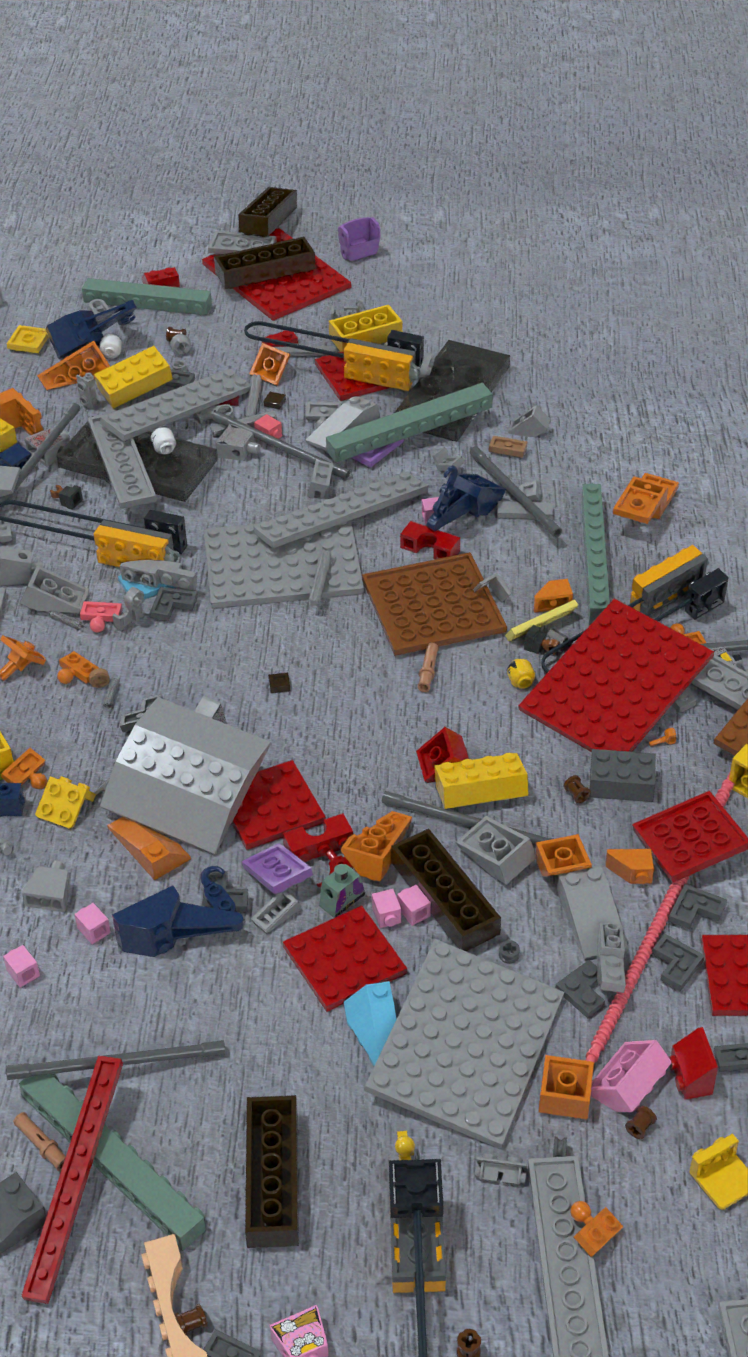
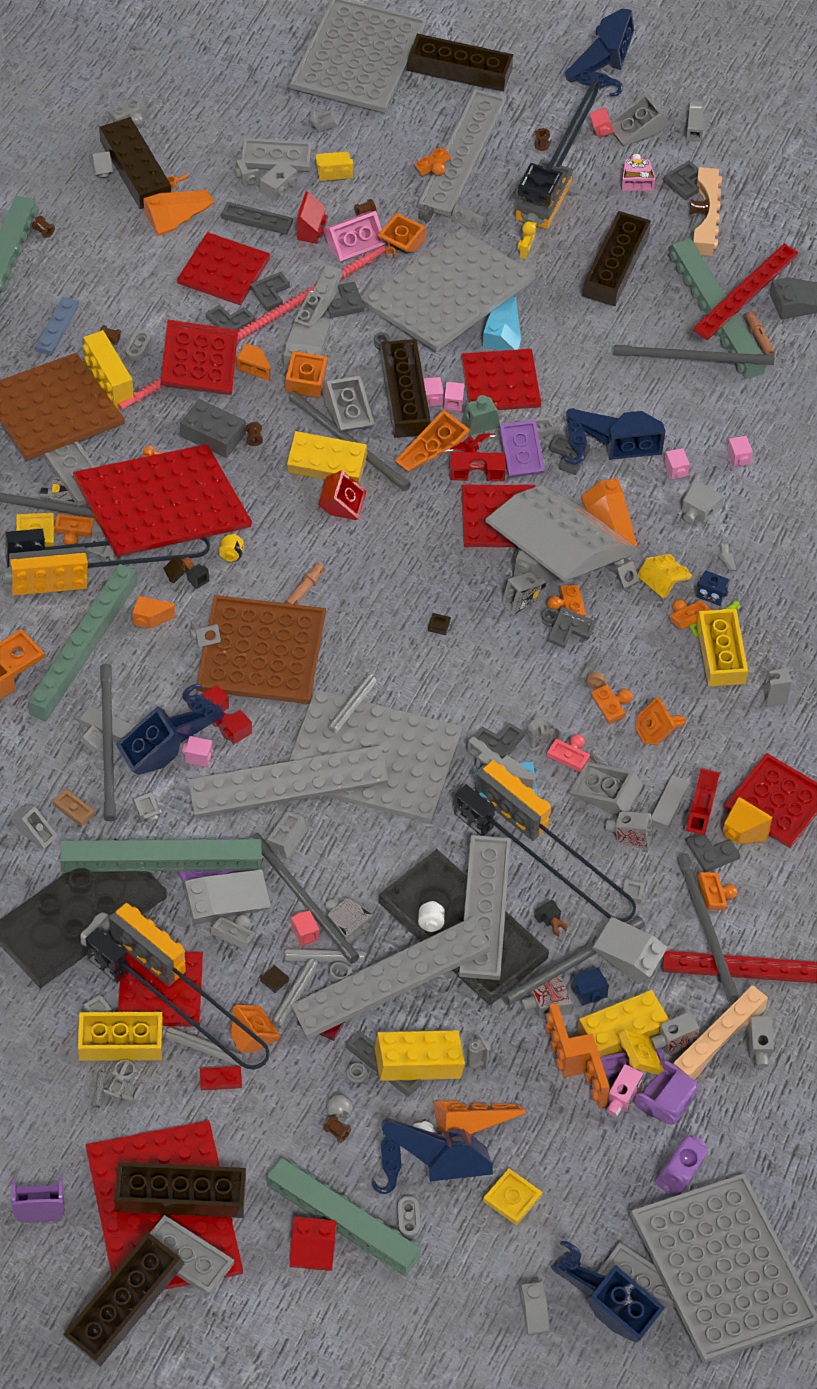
camera: 160 degrees left, 10 degrees up
(542, 620) = (181, 590): light yellow tile -> none
(716, 626) = (37, 521): none -> yellow plate

